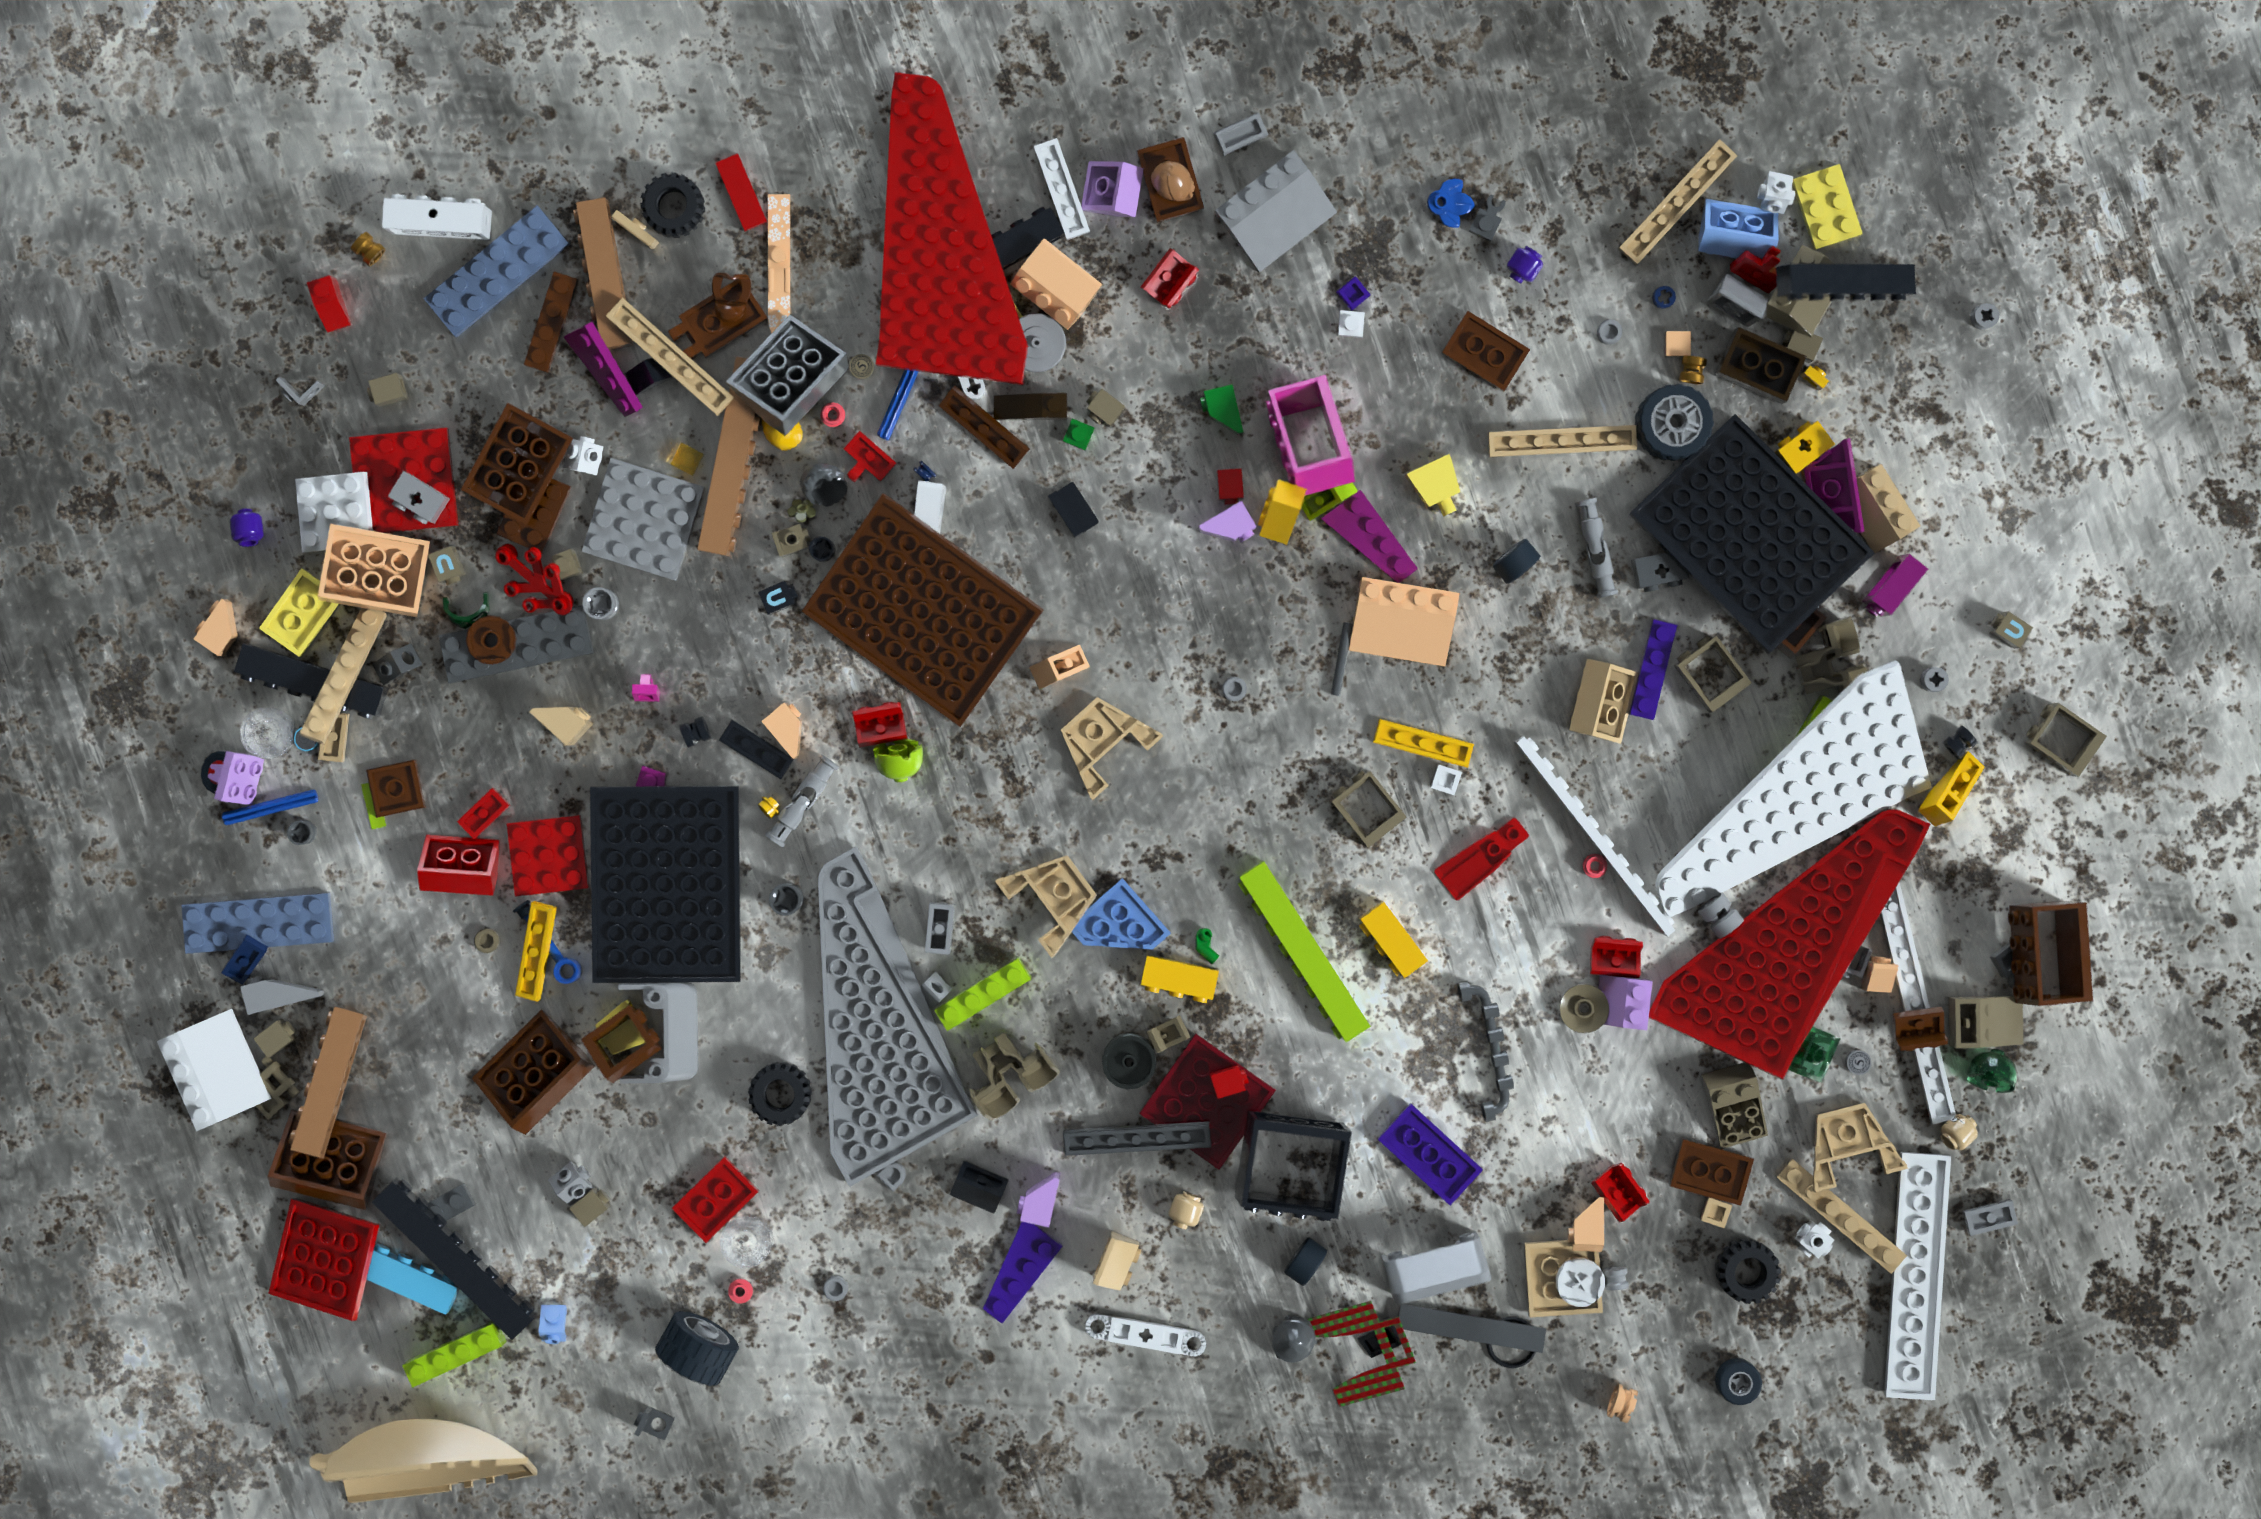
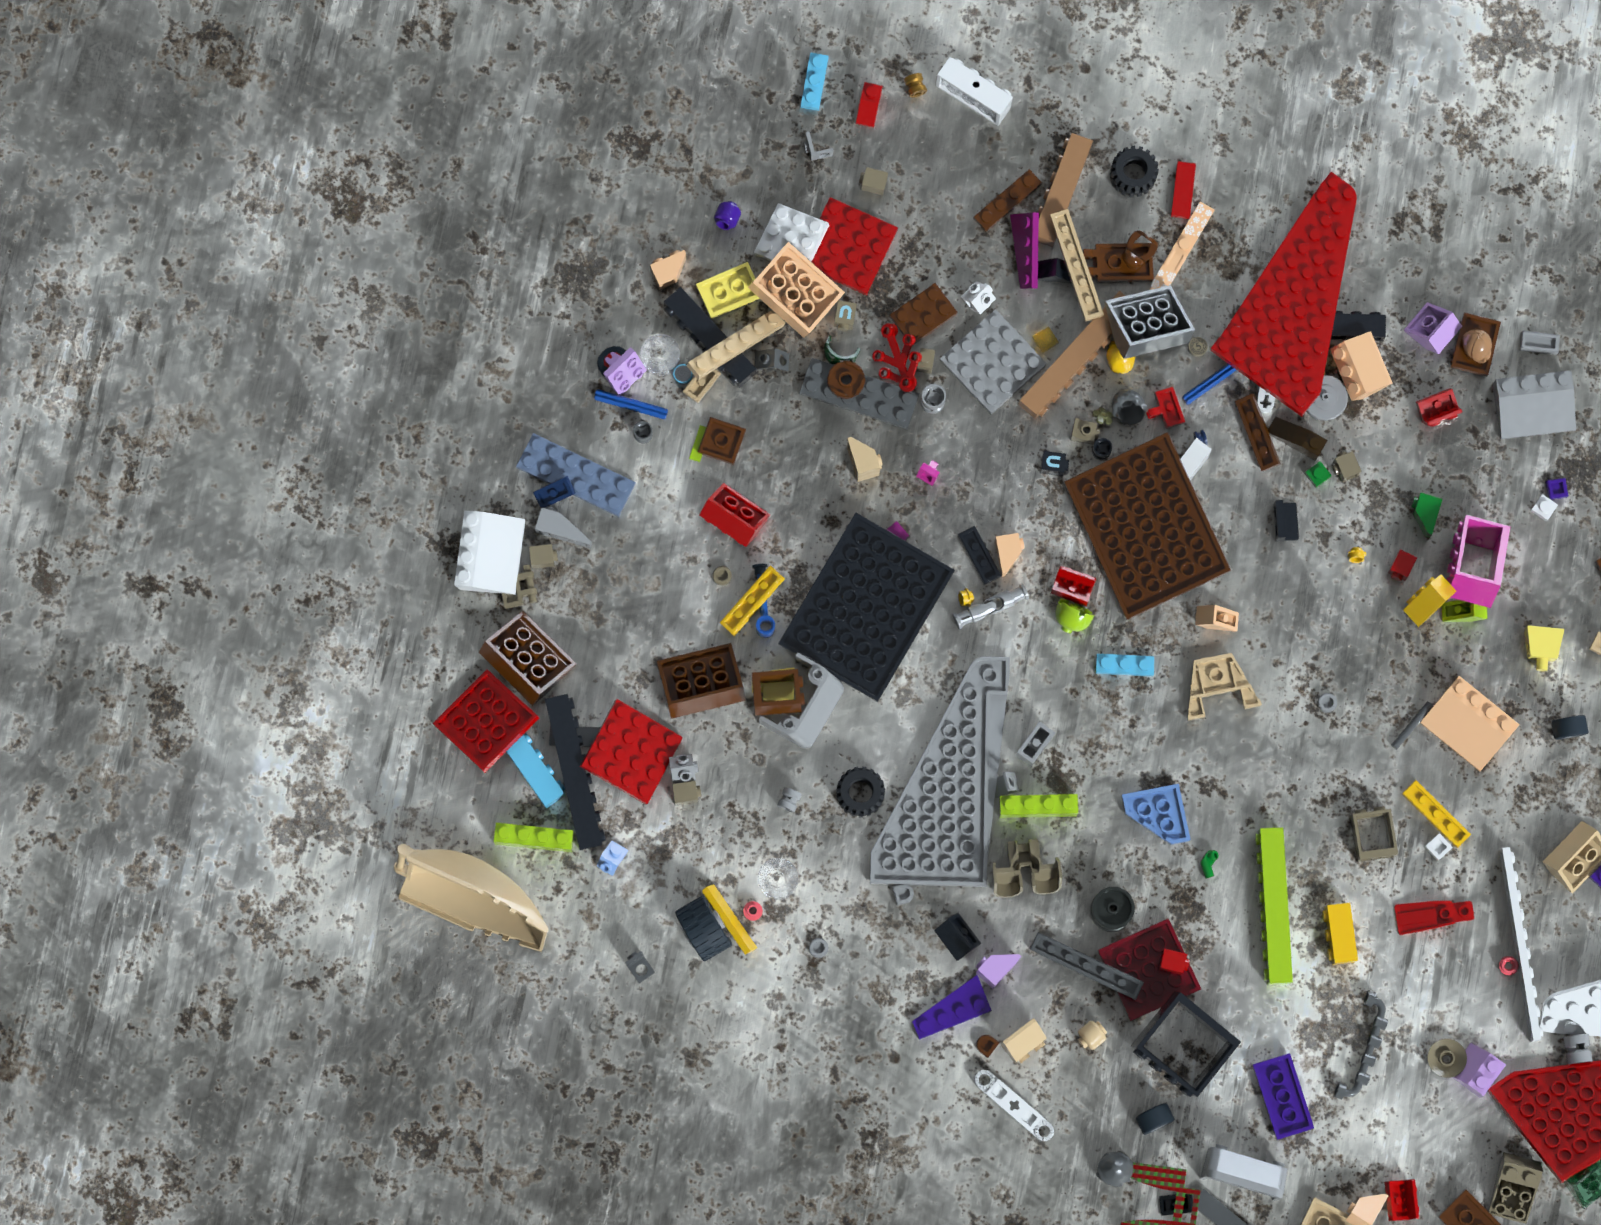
camera: 25 degrees right, 10 degrees down
(252, 311) = (814, 81): none -> medium azure plate
(328, 1082) = (561, 604): medium nougat brick -> none
(408, 487) = (854, 249): light grey brick -> none
(483, 813) = (771, 490): red plate -> none
(496, 271) = (991, 148): sand blue plate -> none
(503, 1199) = (631, 751): none -> red plate
(517, 463) = (932, 276): reddish brown slope -> none
(547, 855) = (797, 543): red plate -> none
(635, 228) = (1100, 173): tan plate -> none
(695, 731) = (945, 519): black wheel -> none
(707, 1147) = (789, 799): none -> light grey wheel
(715, 1199) = (773, 838): red plate -> none
(720, 1316) = (729, 919): none -> yellow tile
(786, 899) = (942, 664): dark grey wheel -> none
(832, 407) = (1162, 361): coral plate -> none
(988, 778) = (1125, 665): none -> medium azure plate
(1061, 189) = (1399, 309): white plate -> none
(1061, 891) = (1131, 765): tan wing -> none
(1078, 1285) = (986, 1045): none -> reddish brown tile
(1168, 1034) = (1149, 908): dark tan bracket -> none
(1173, 502) = (1356, 555): none -> yellow plate
(1179, 978) = (1178, 874): yellow brick -> none
(1230, 524) = (1387, 589): lavender slope -> none
(1366, 531) = (1477, 650): magenta wing -> none
(1616, 957) = (1489, 1035): red bracket -> none

